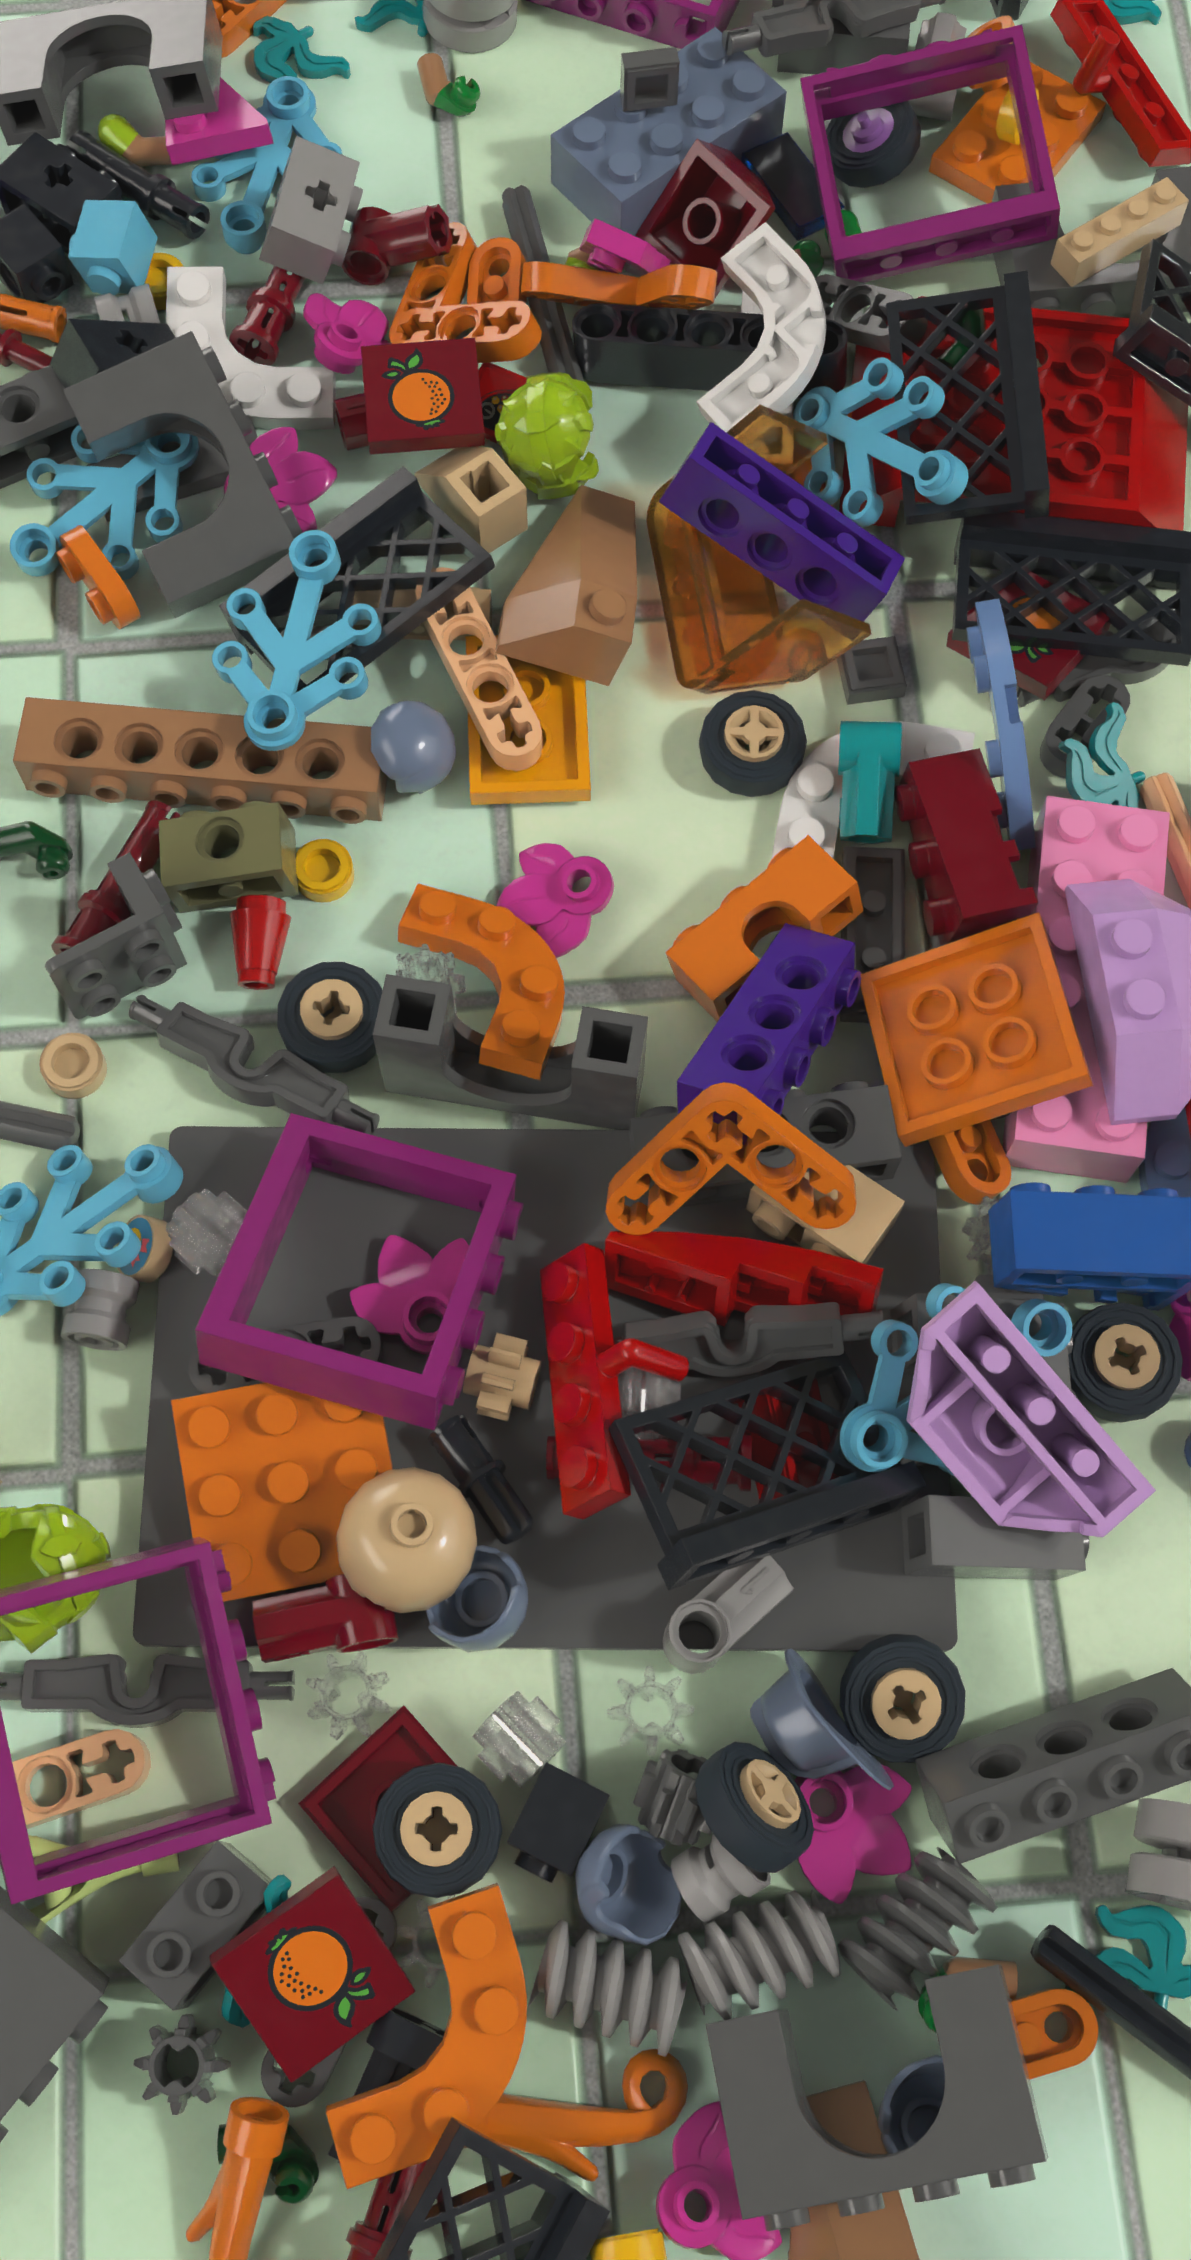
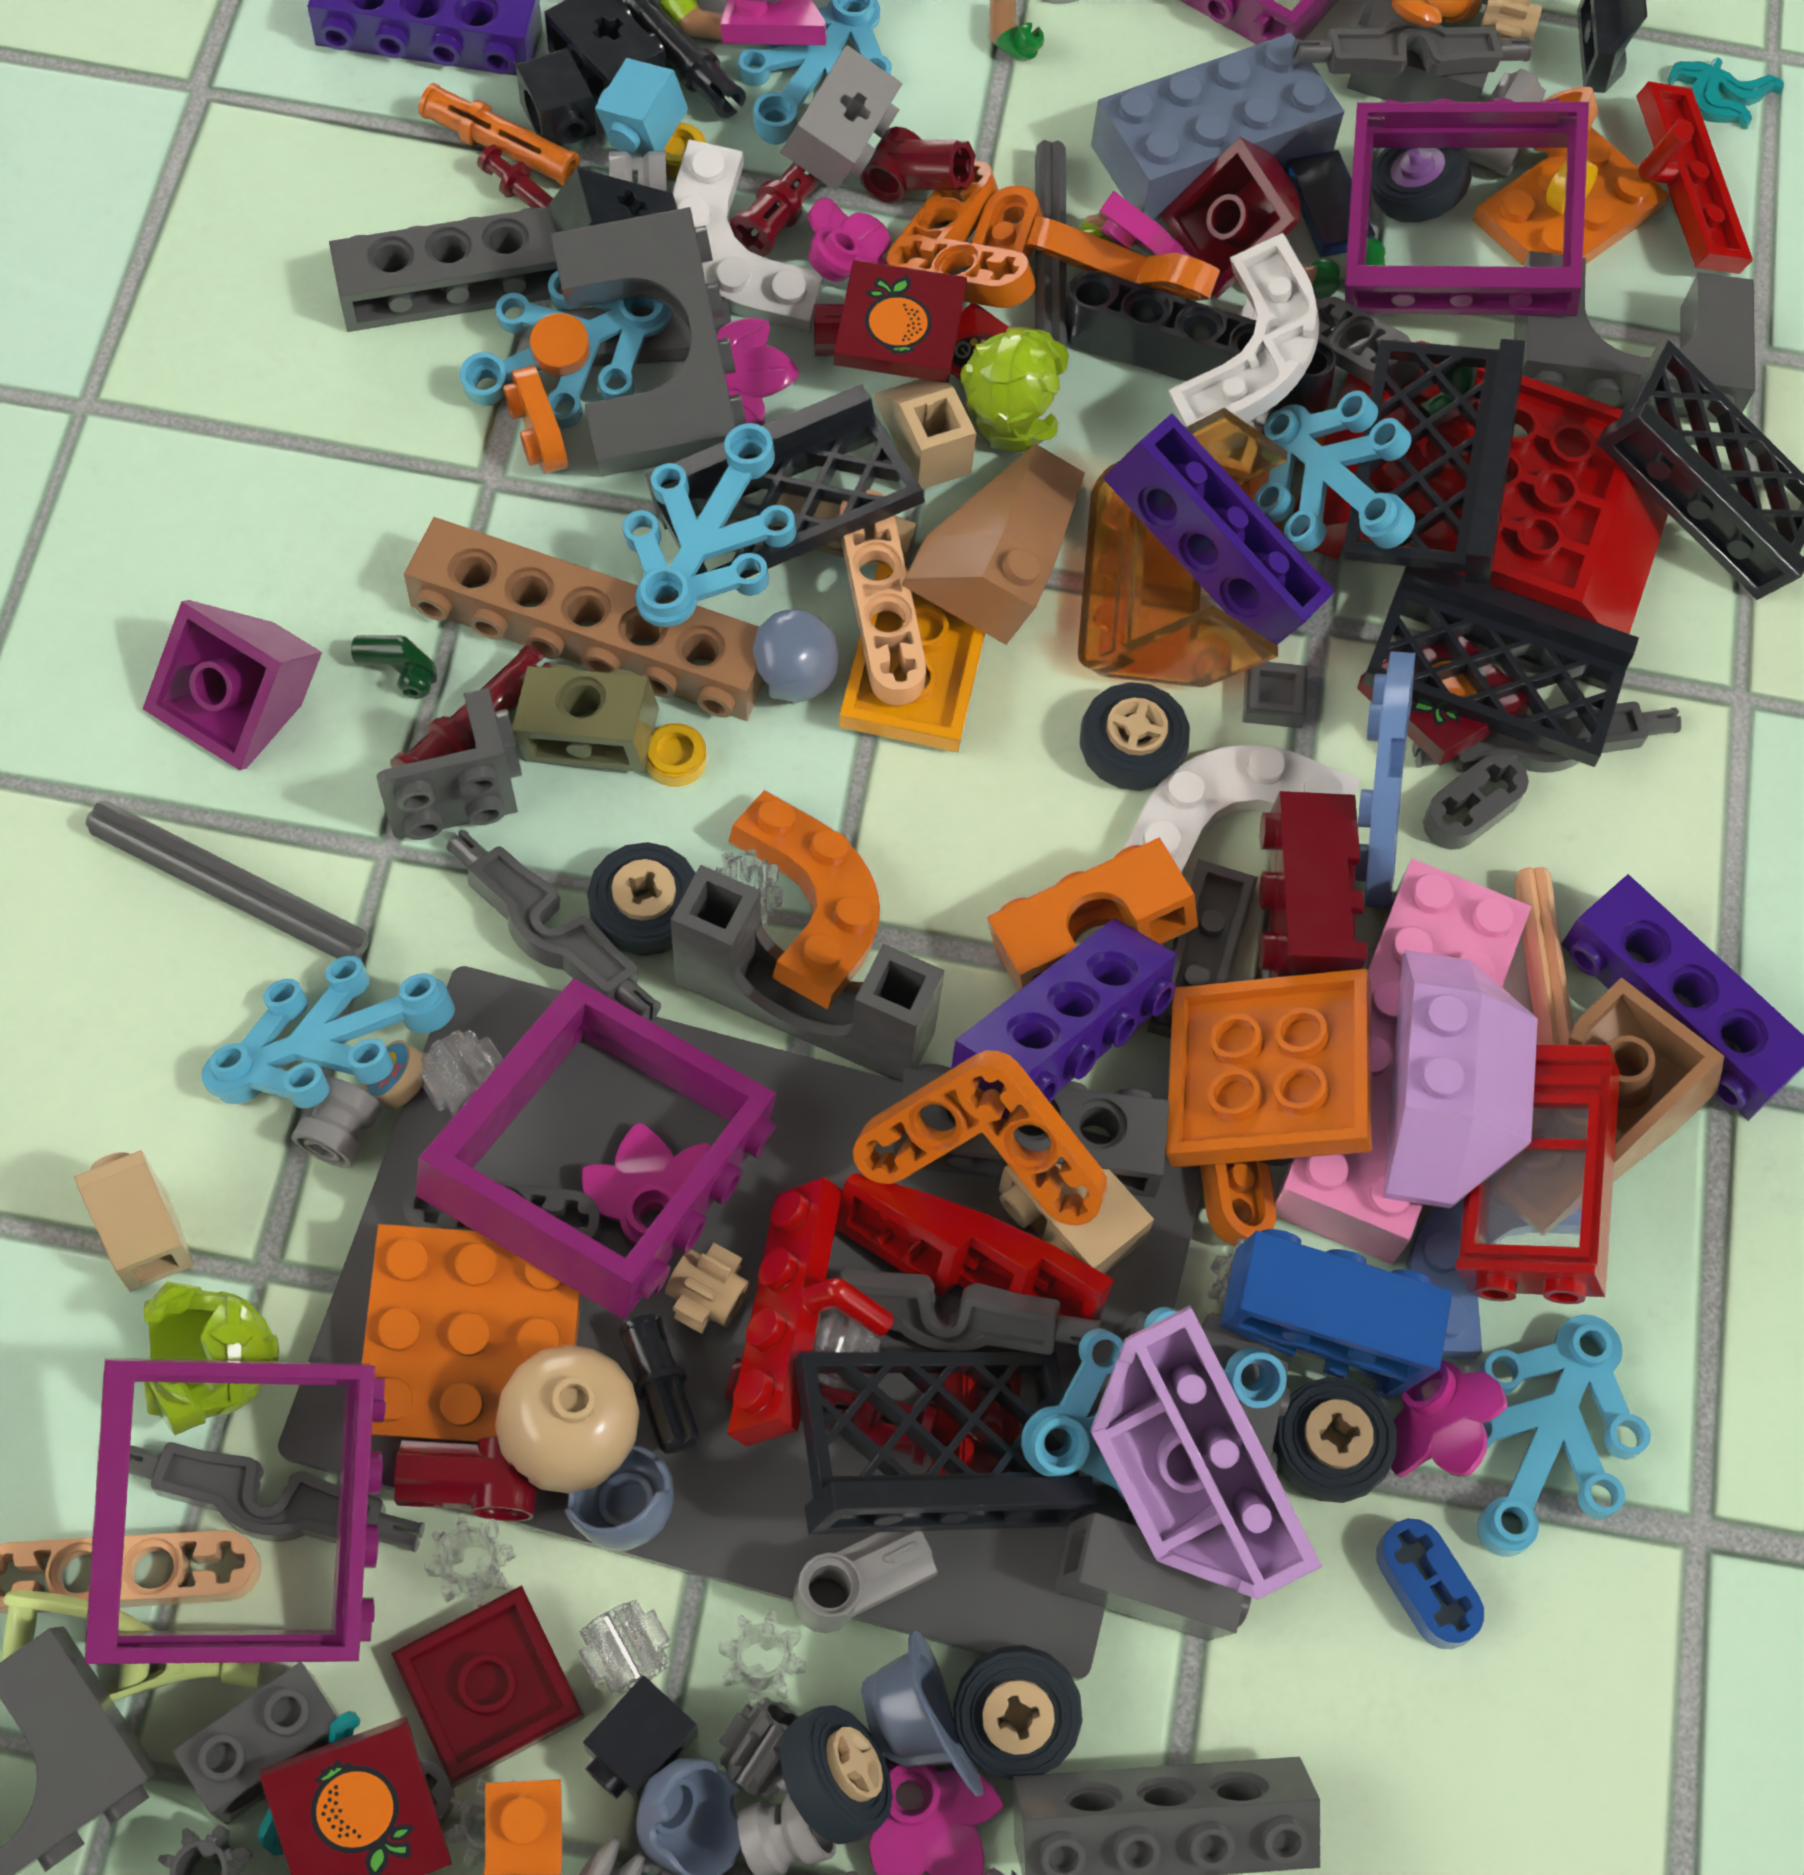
camera: 10 degrees right, 5 degrees down
(73, 1065) = (379, 881): tan tile -> none
(99, 498) = (560, 344): none -> orange tile
(259, 939) = (593, 805): red cone -> none
(462, 1832) = (534, 1741): black wheel -> none
(547, 897) = (888, 836): dark pink plate -> none
(649, 79) = (1207, 69): dark grey tile -> none
(869, 767) = (1242, 784): teal piece -> none
(1085, 784) = (1460, 860): teal piece -> none
(1119, 231) = (1640, 324): tan piece -> none

